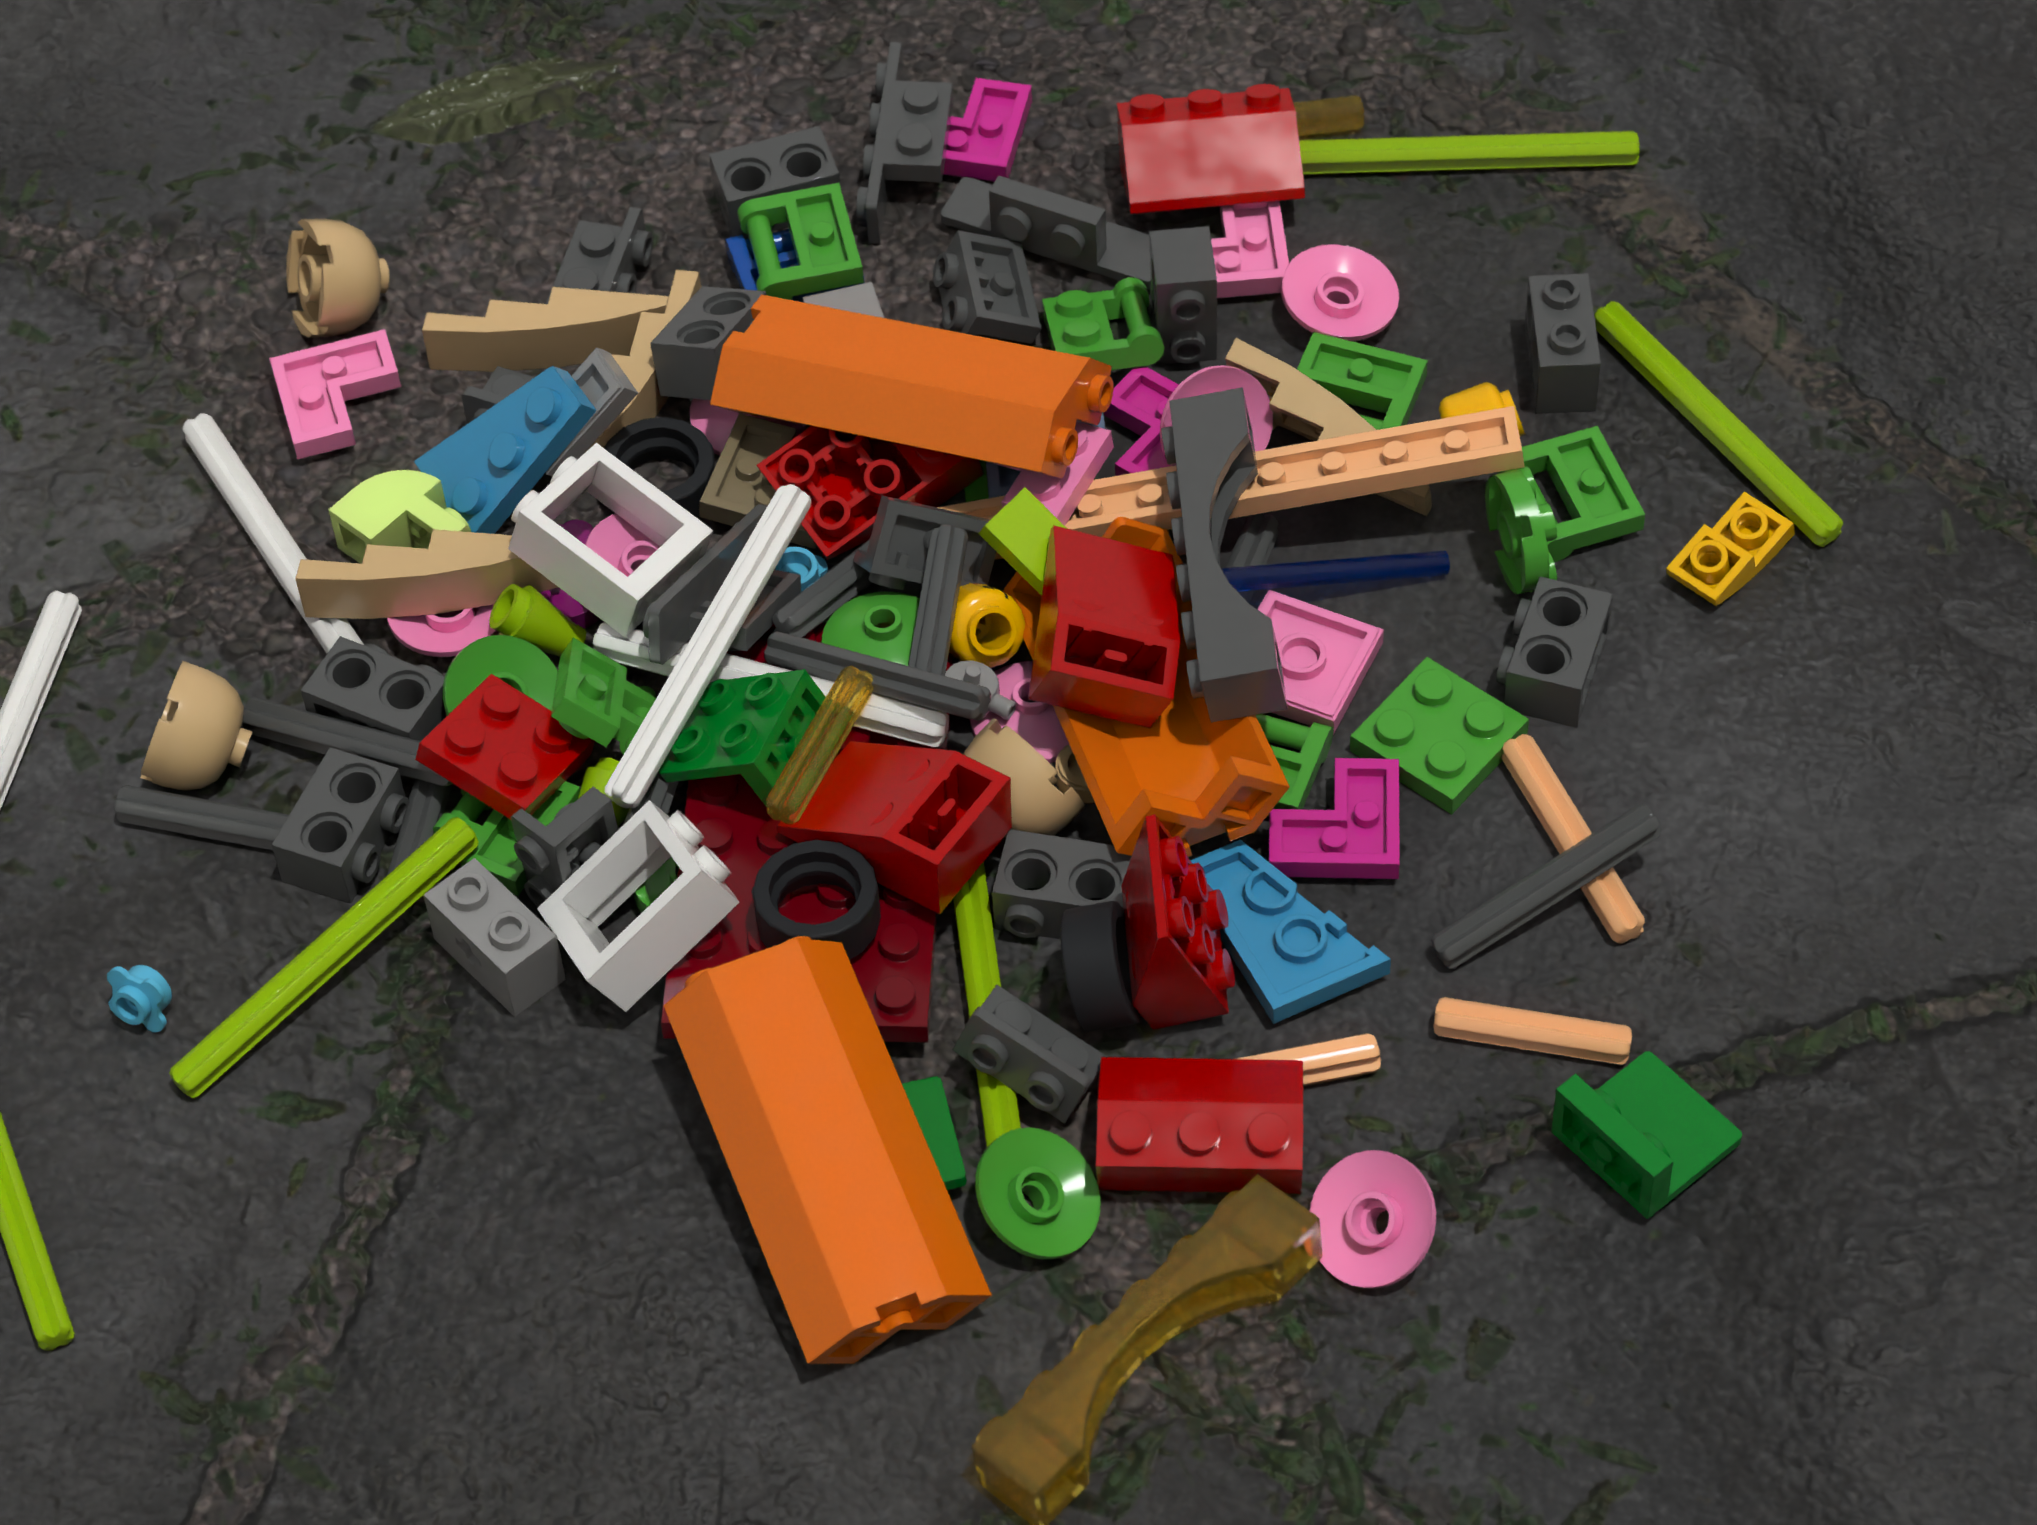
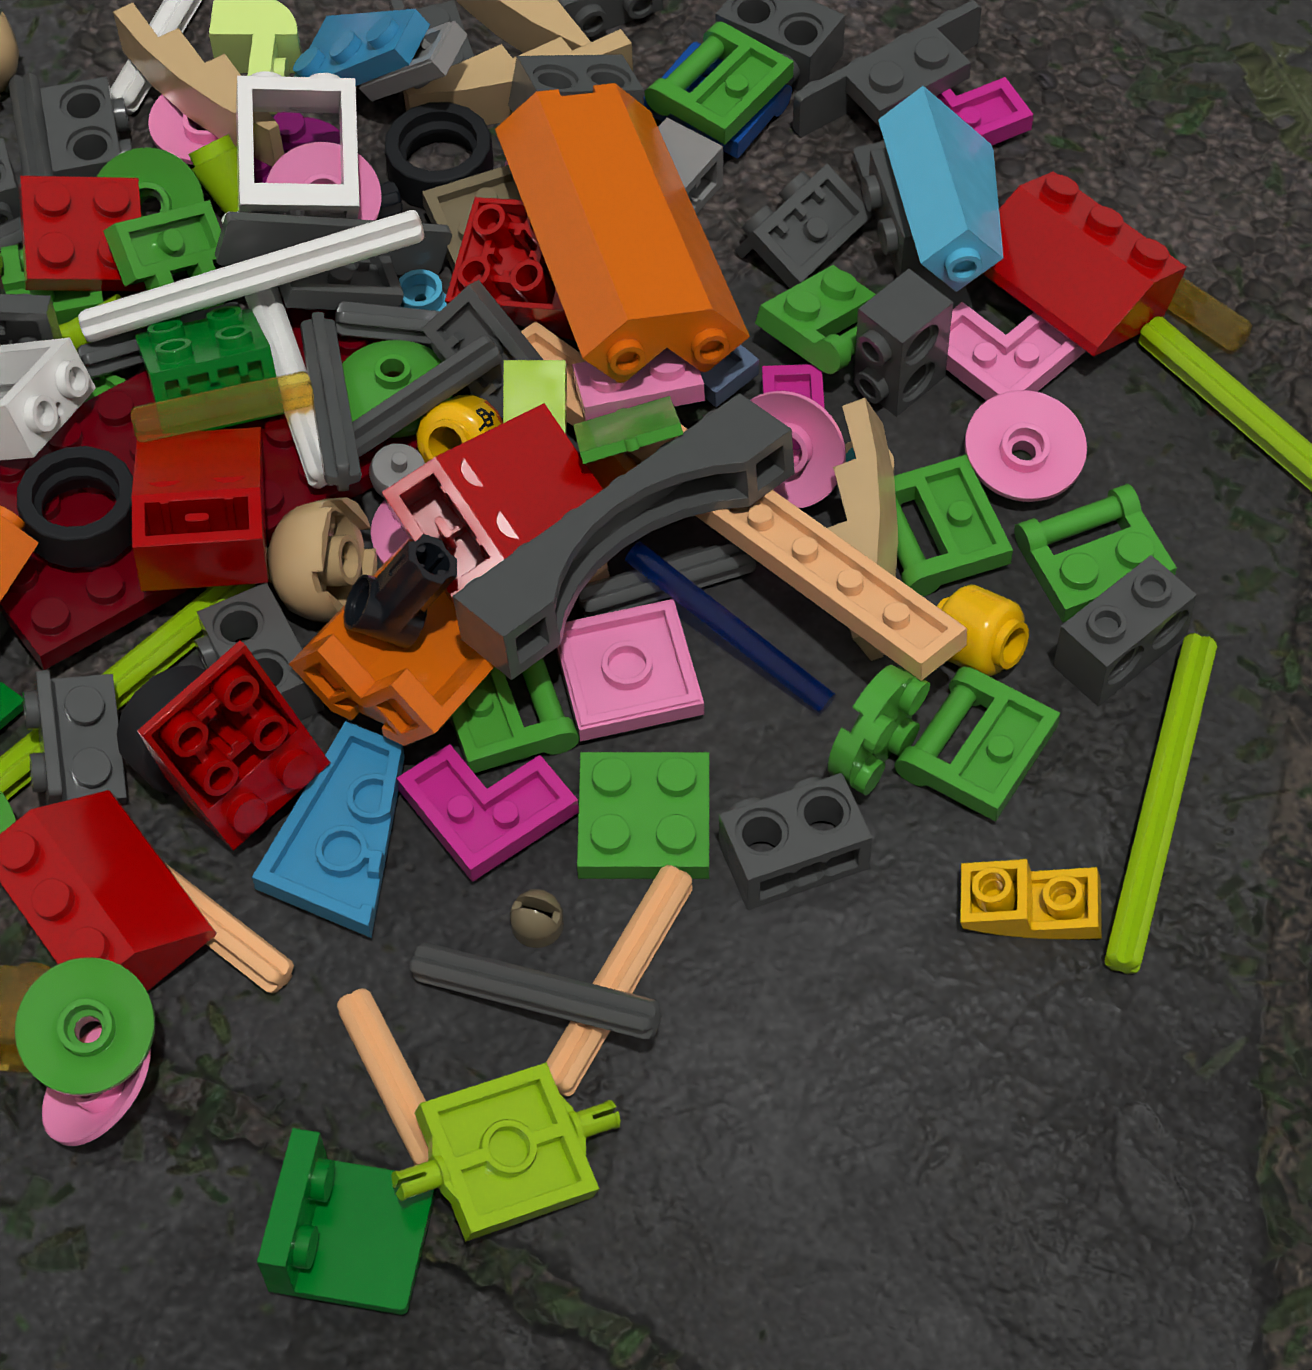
camera: 50 degrees right, 5 degrees up
(1081, 169) = (945, 187): none -> medium azure slope
(1122, 494) = (627, 429): none -> bright green piece
(1138, 727) = (398, 599): none -> black piece
(1345, 1149) = (64, 1002): none -> bright green dish
(1475, 864) = (534, 927): none -> dark tan hinge
(1484, 328) = (1086, 571): none -> bright green plate
(1671, 984) = (506, 1151): none -> lime plate

